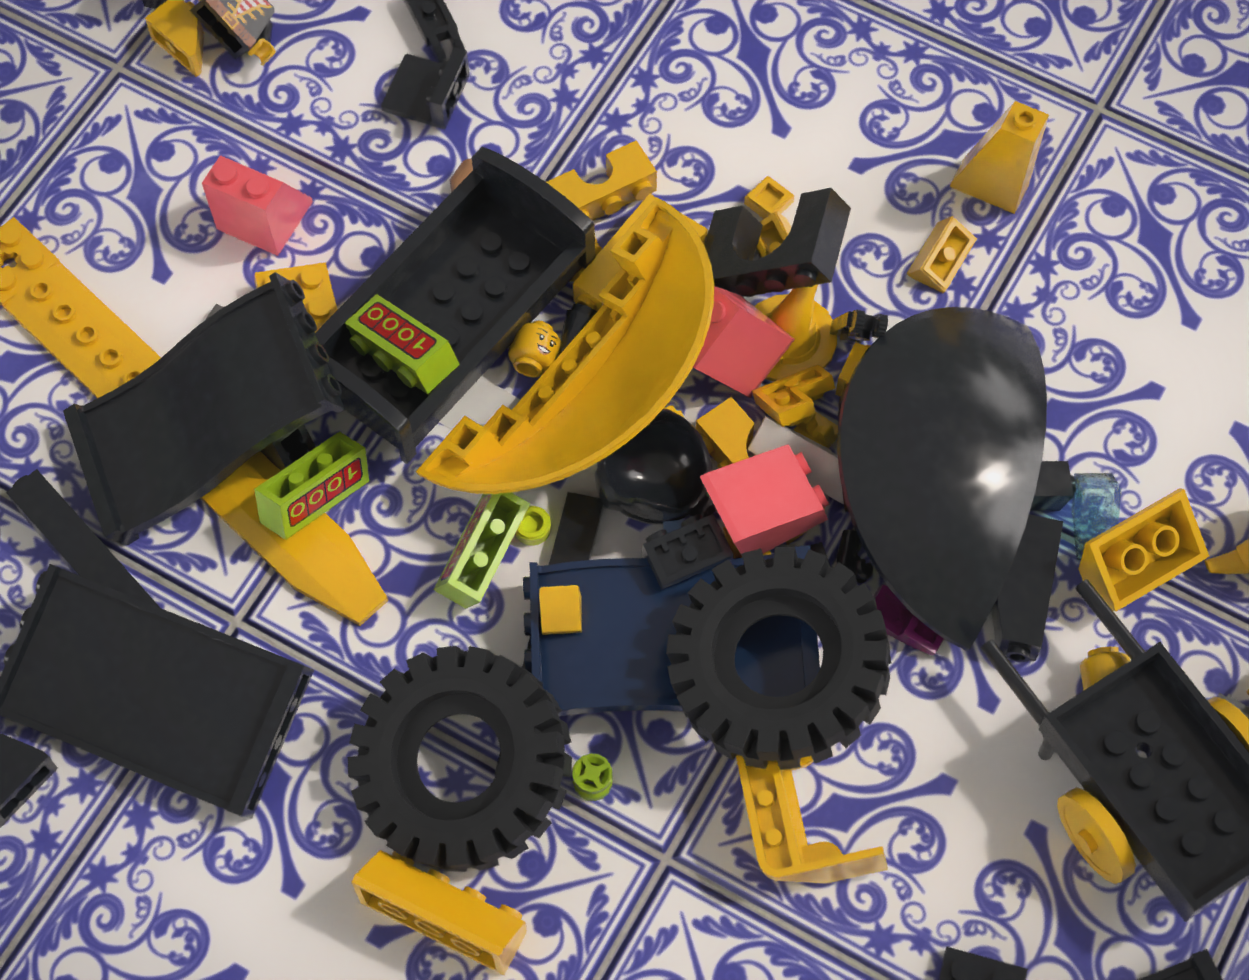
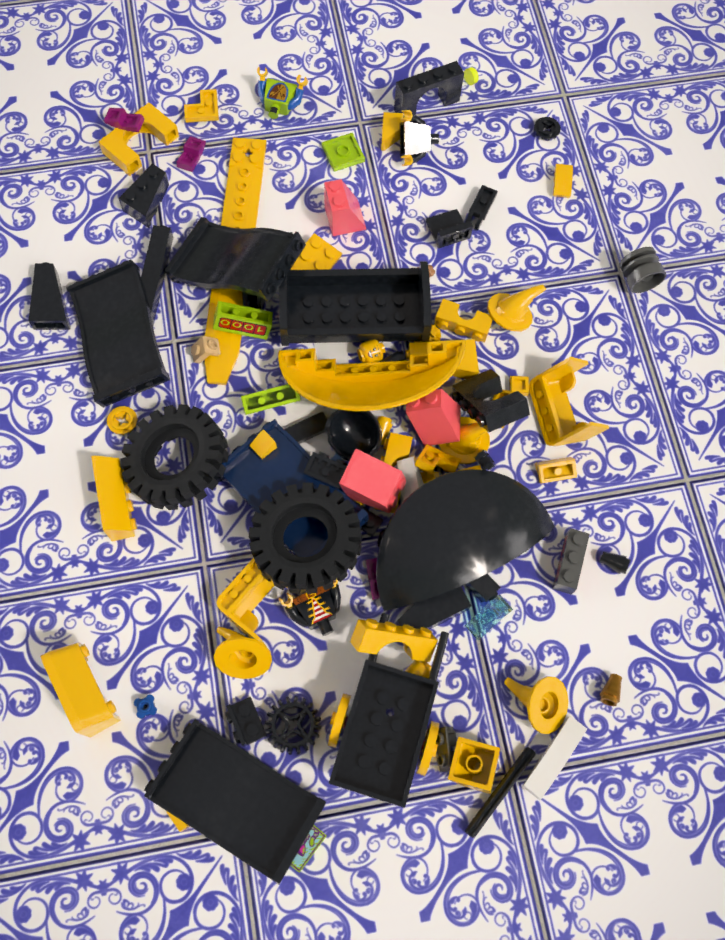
camera: 45 degrees right, 5 degrees up
(146, 128) = (343, 152): none -> lime tile
(289, 798) = (120, 413): none -> yellow gear
(301, 582) = (204, 347): none -> tan bracket
(401, 344) = (320, 302): lime brick -> none
(534, 526) = (299, 410): neon yellow tile -> none
(589, 769) = (210, 507): lime wheel -> none
(646, 109) = (513, 310): none -> yellow piece
(875, 195) = (553, 406): none -> yellow windscreen
(875, 906) = (241, 655): none -> yellow piece
(886, 748) = (315, 609): none -> black torso
(1003, 159) = (616, 459): yellow slope -> none
(1017, 680) = (372, 636): none -> yellow arch
(1075, 907) = (279, 712): none -> black gear
(1101, 343) = (571, 561): none -> dark grey brick
(1144, 551) = (484, 648): yellow slope -> none
(1150, 288) = (616, 562): none -> black cone

